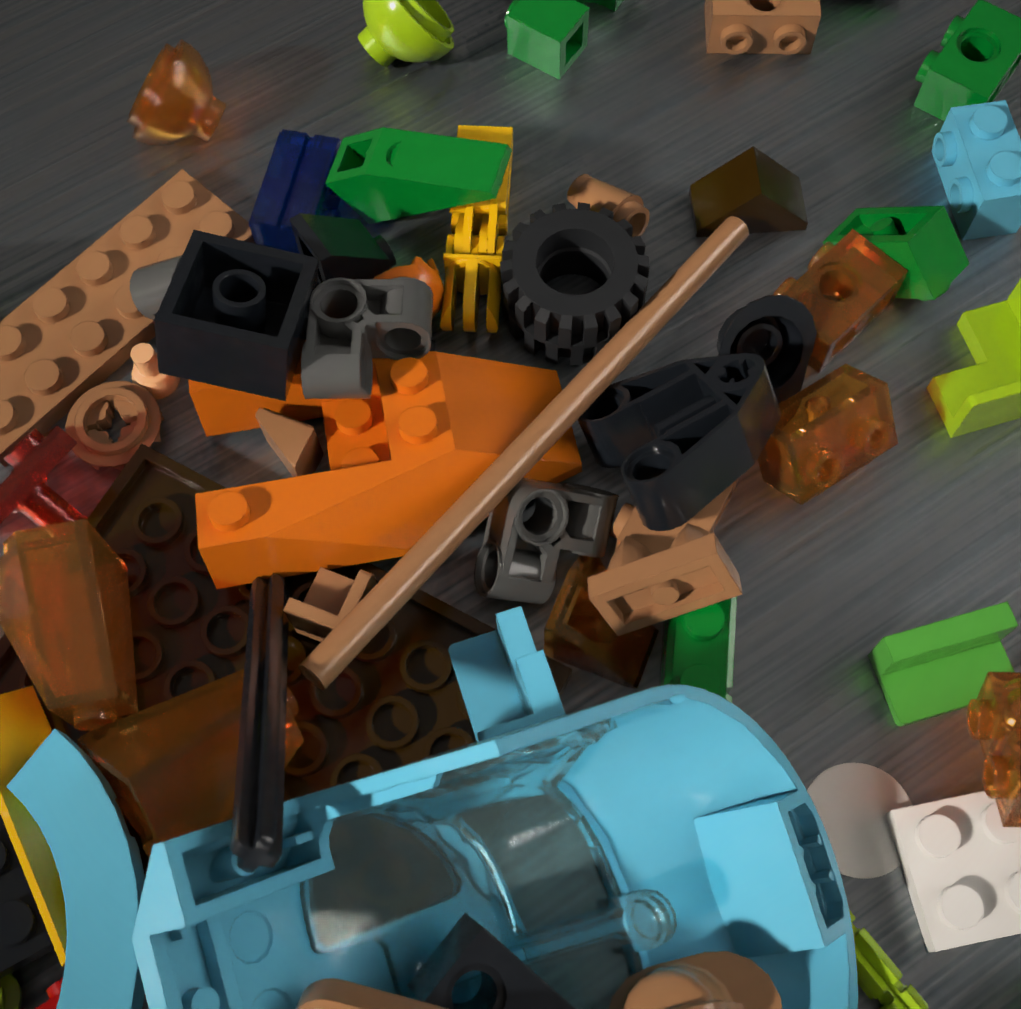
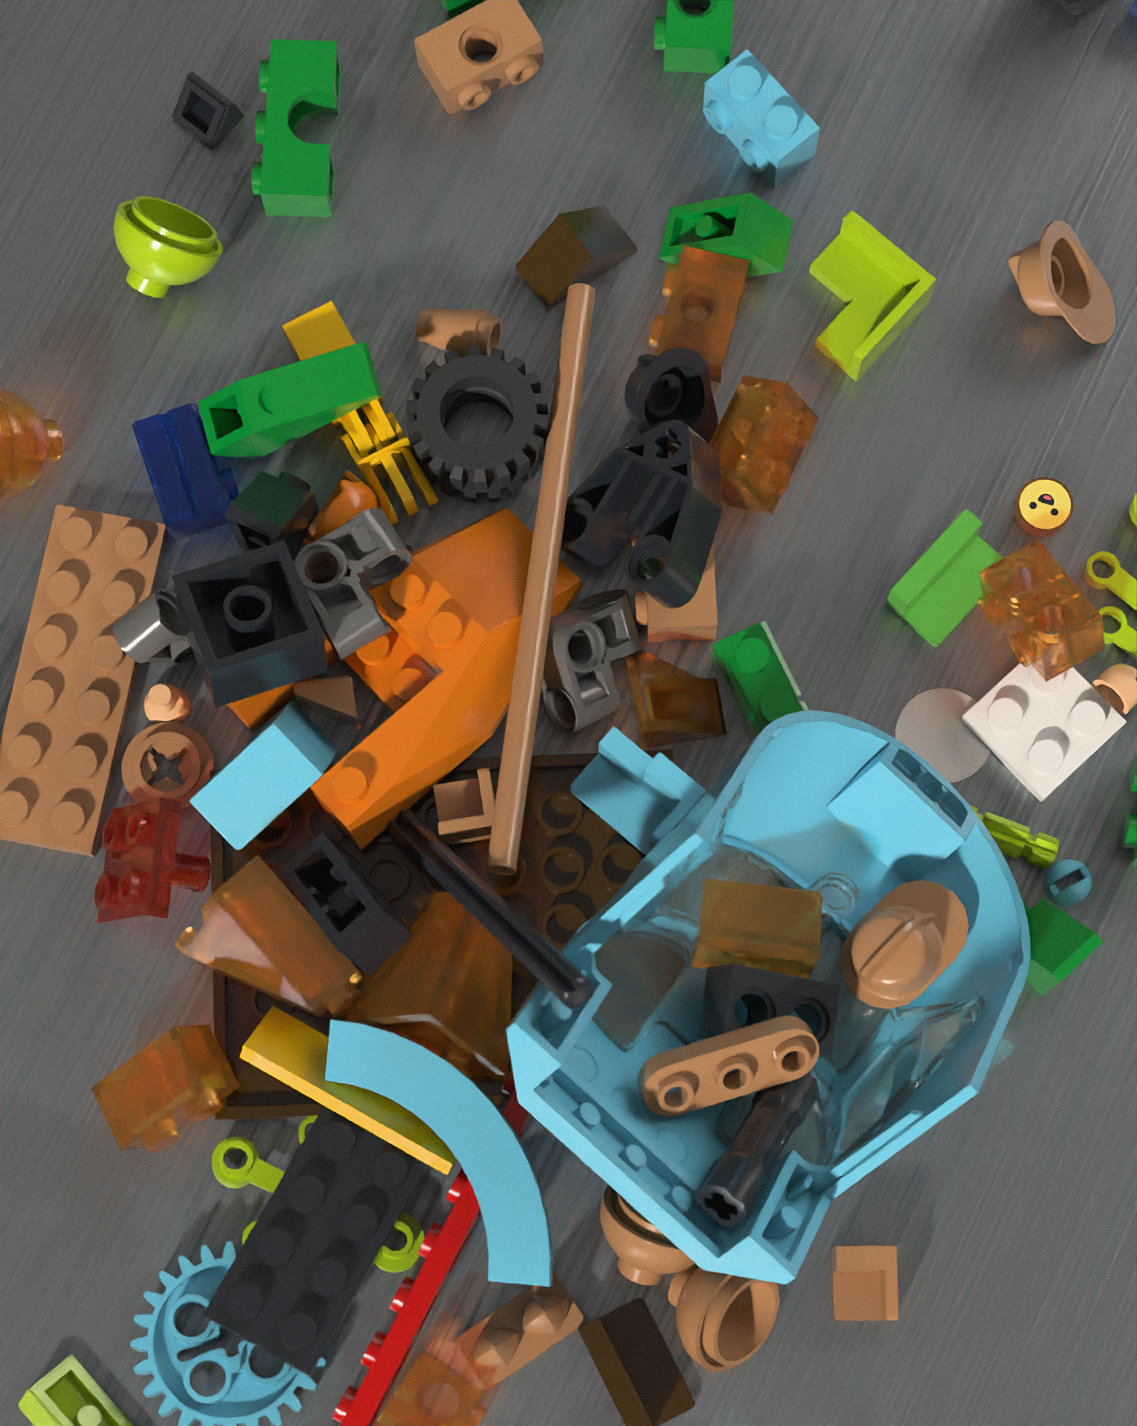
camera: 30 degrees left, 10 degrees up
(151, 625) = (346, 903): none -> black brick
(173, 463) = (265, 776): none -> medium azure panel
(542, 905) = (758, 927): none -> clear orange panel
(663, 585) = (697, 658): medium nougat tile -> none

